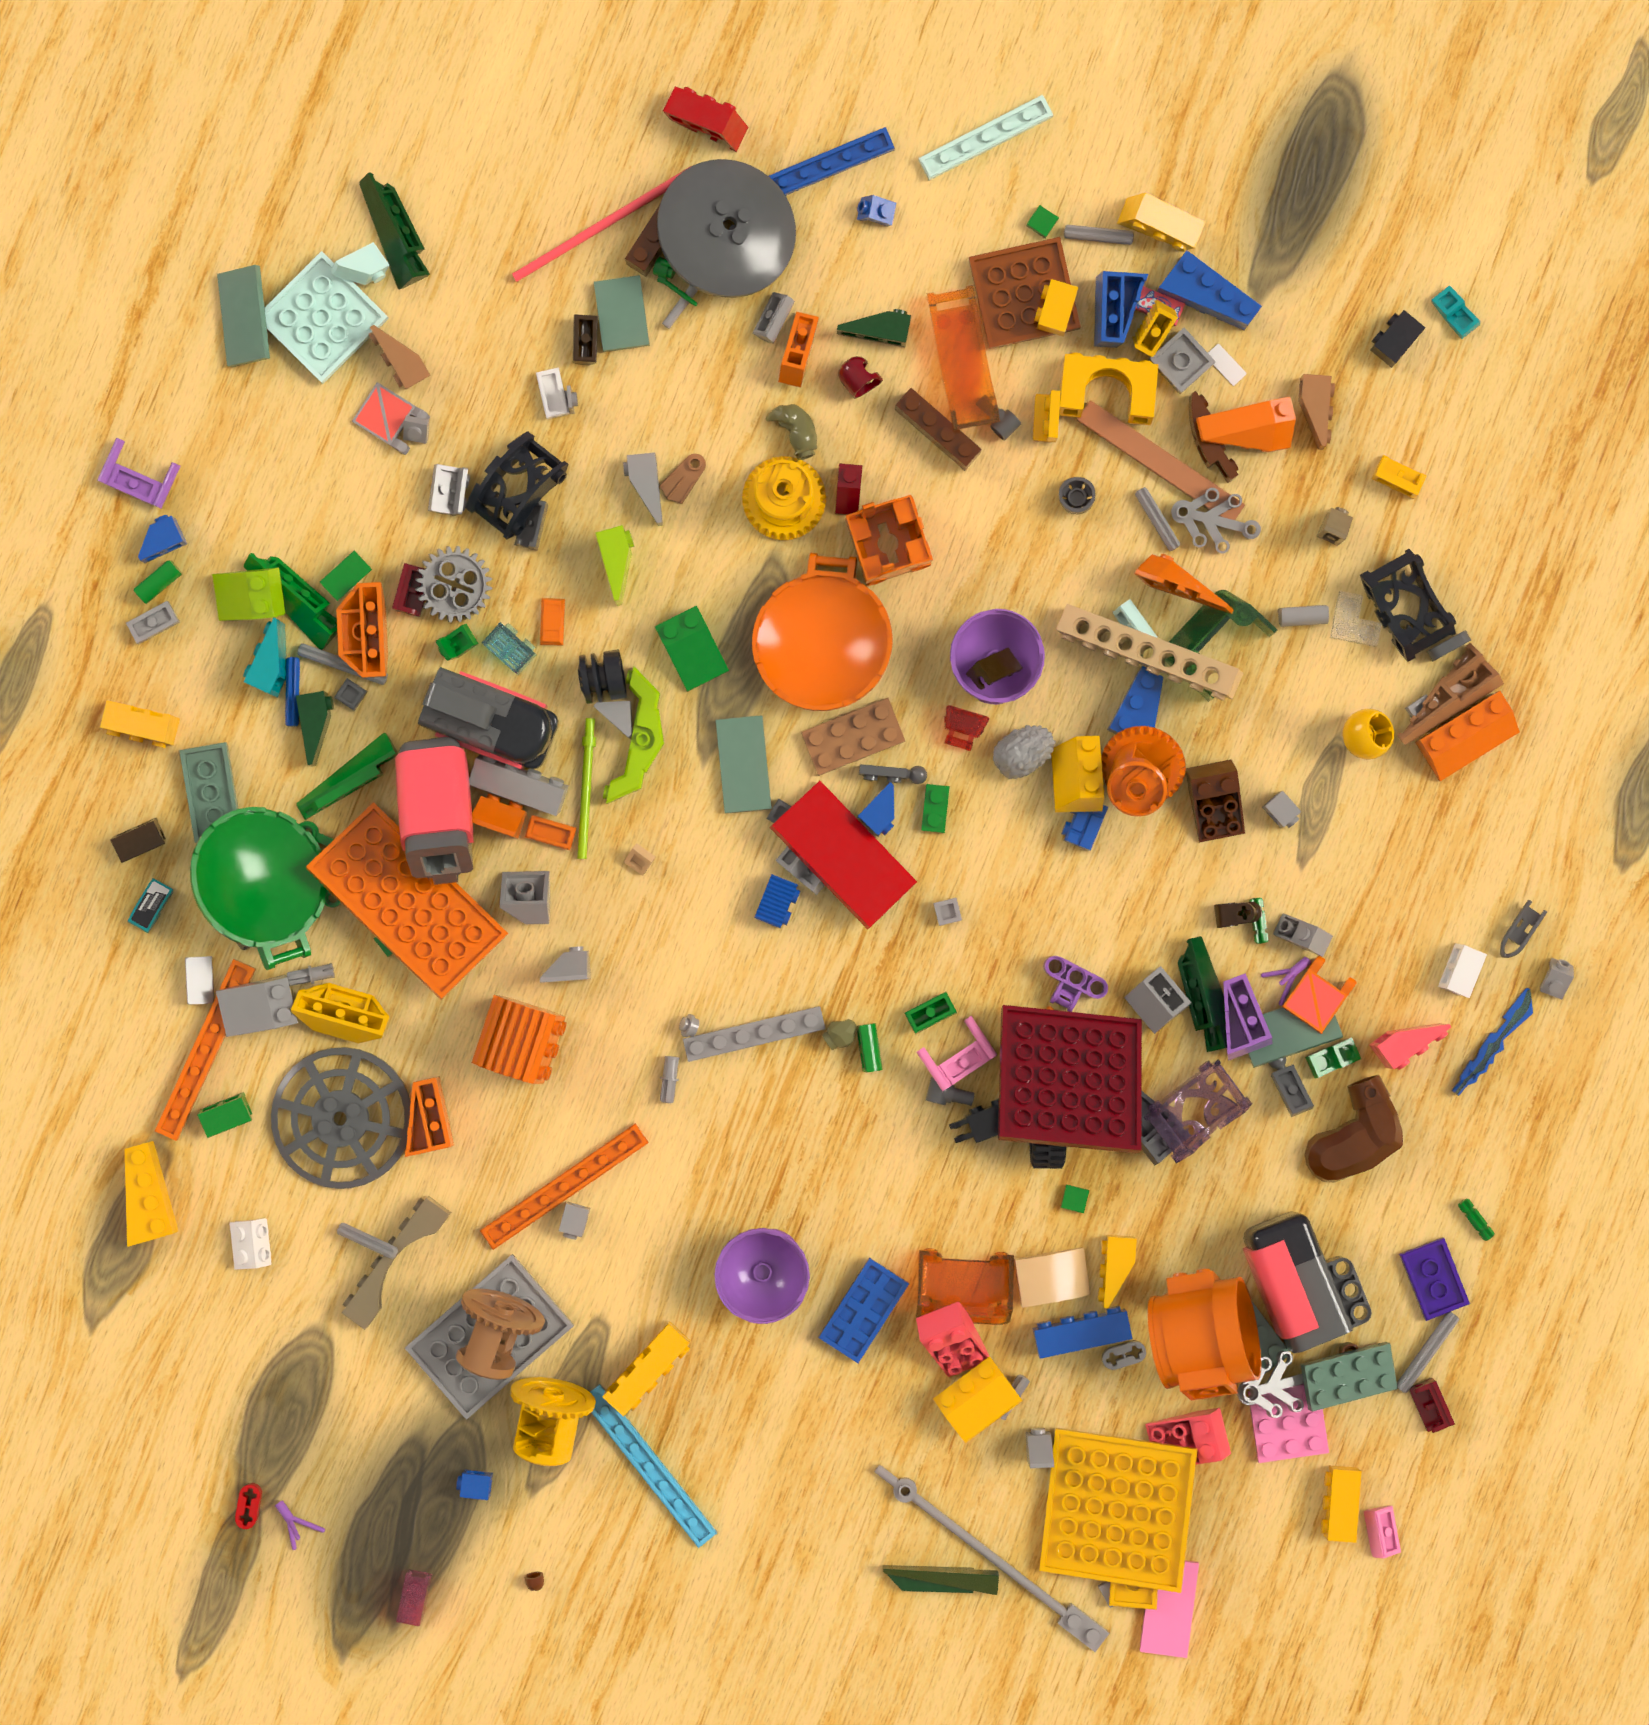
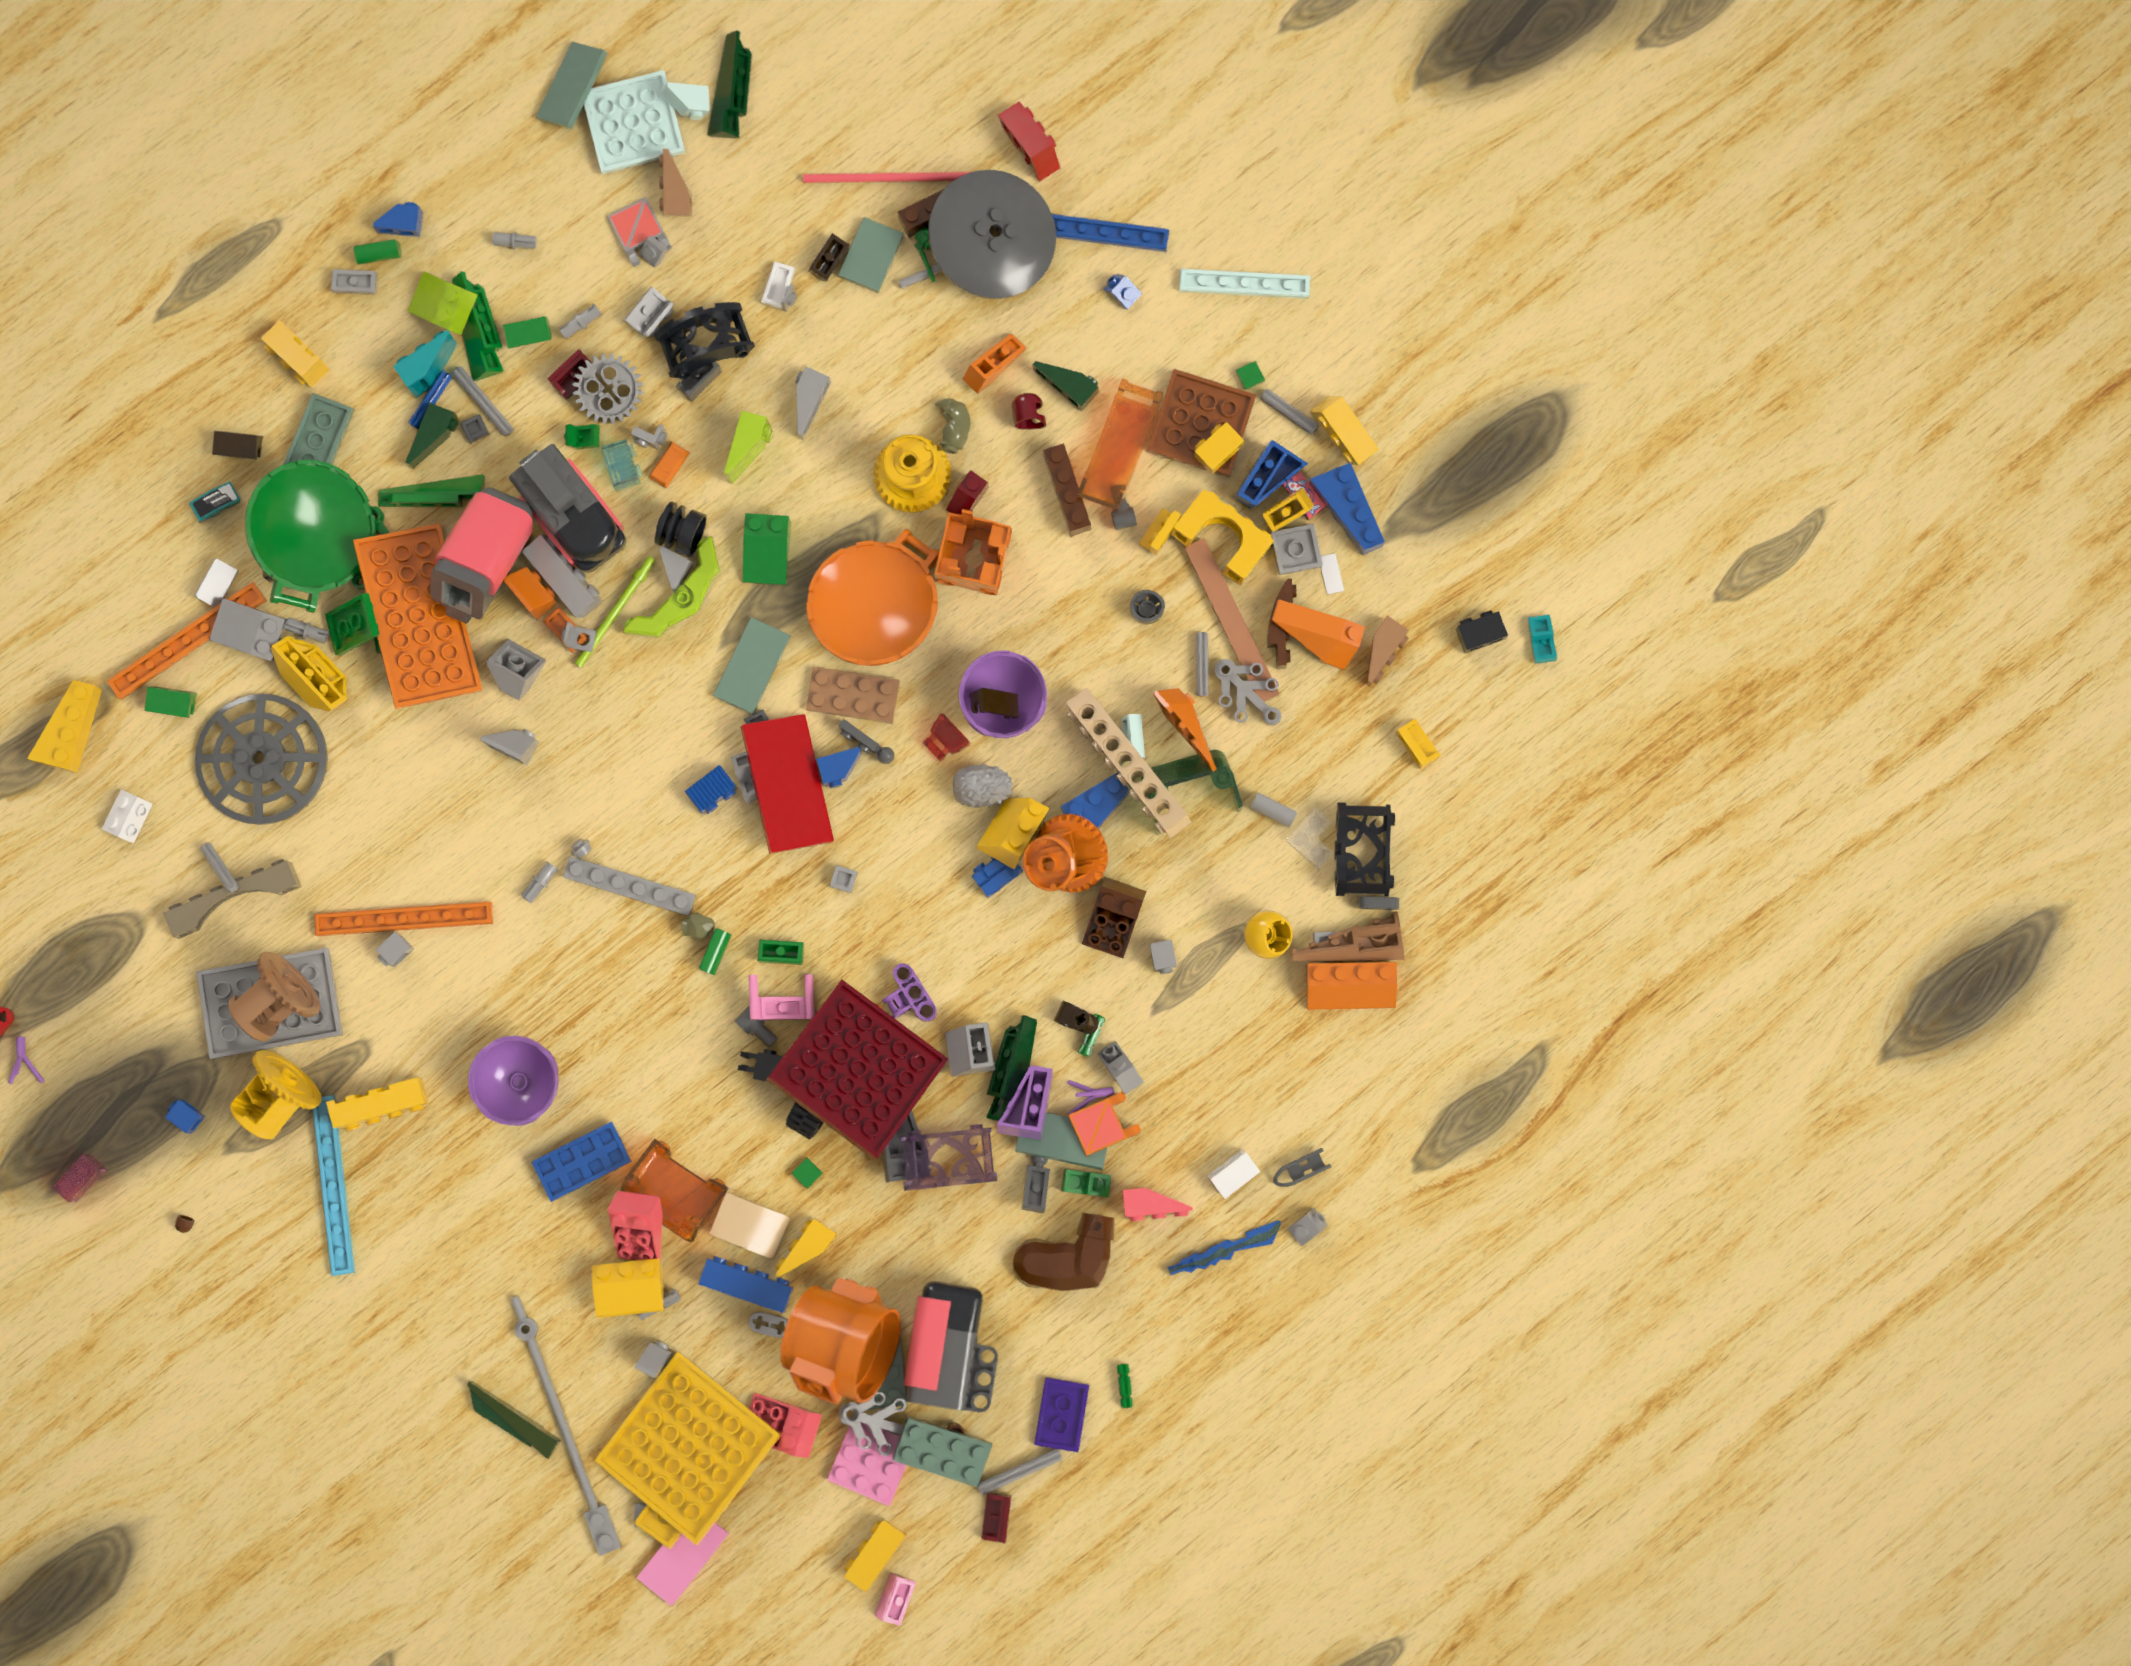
camera: 35 degrees right, 5 degrees down
(134, 482) = (407, 165): medium lavender plate -> none
(279, 495) = (514, 240): none -> light grey axle
(352, 944) = (352, 624): none -> green plate
(364, 630) = (515, 383): orange wedge -> none
(388, 535) = (580, 321): none -> light grey pin
(428, 1119) = (328, 798): orange wedge -> none
(515, 611) = (644, 438): none -> light grey bracket
(519, 1040) = (436, 776): orange piece -> none
(560, 833) = (570, 636): none -> light grey bracket
(639, 859) = (622, 692): tan plate -> none
(682, 479) = (841, 412): medium nougat piece -> none
(773, 317) = (989, 326): light grey brick -> none
(935, 808) = (884, 791): green plate -> none
(1335, 526) = (1341, 752): dark tan slope -> none

